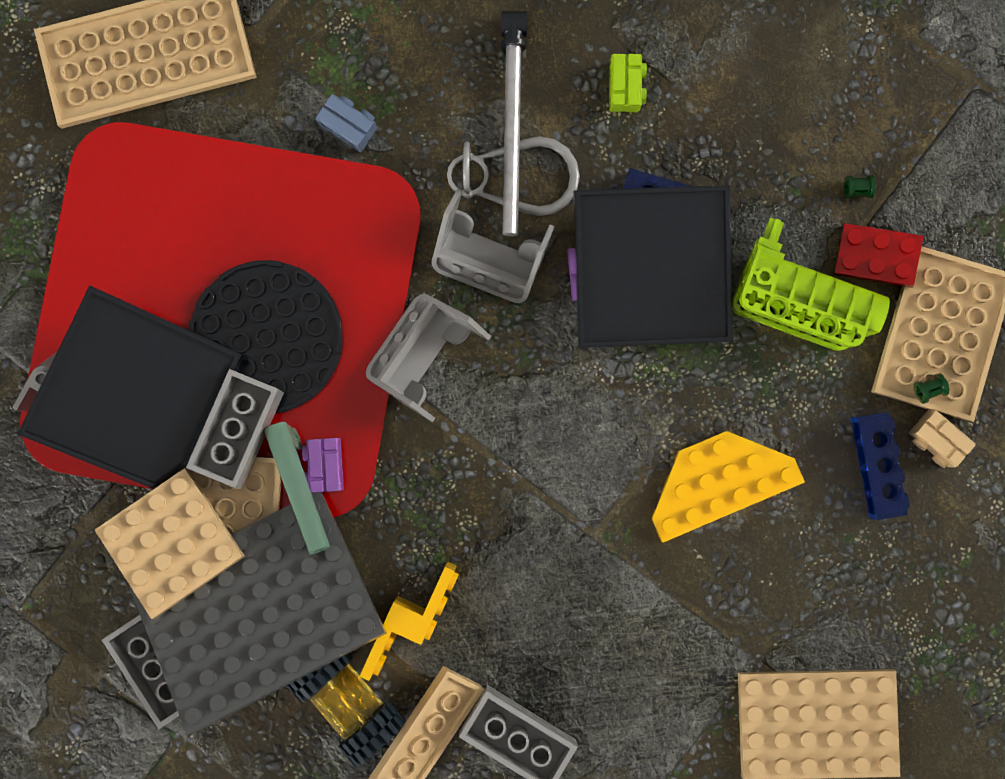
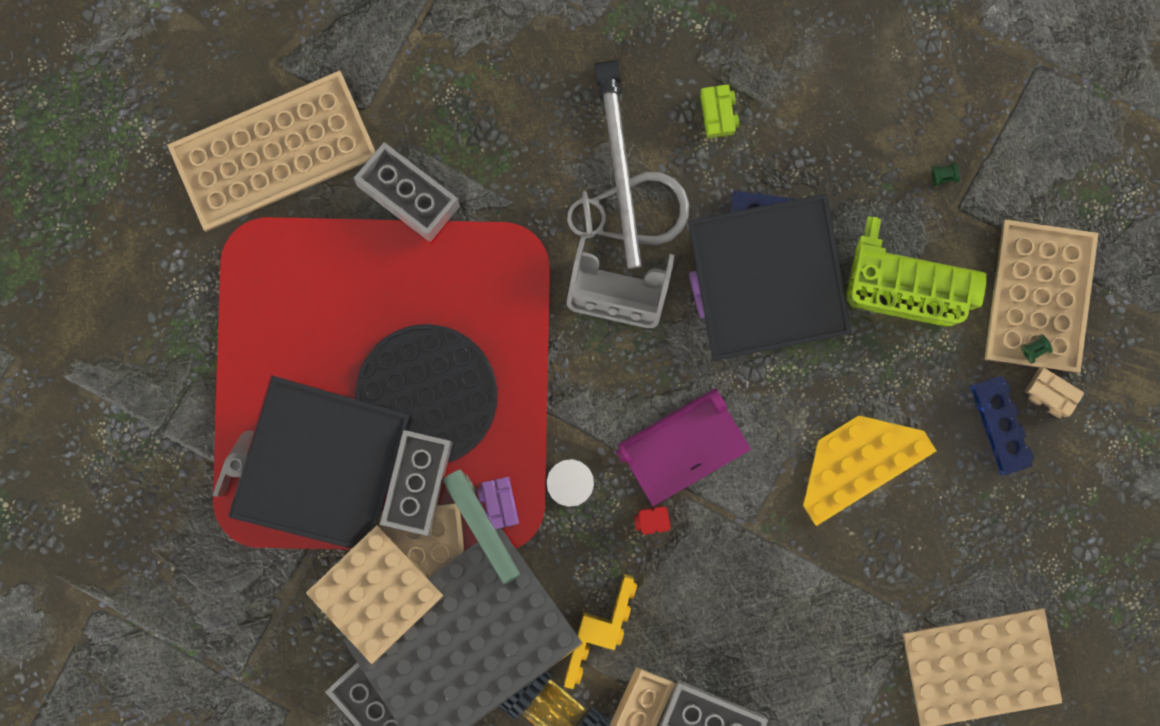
camera: 15 degrees left, 0 degrees up
(278, 116) = (407, 192): none -> light grey brick
(347, 122) = (468, 186): sand blue brick -> none
(405, 455) = (570, 483): none -> white tile
(414, 347) = (563, 382): light grey windscreen -> none
(485, 509) = (652, 520): none -> red brick
(538, 426) = (673, 445): none -> magenta door
(878, 255) = (971, 234): red plate -> none

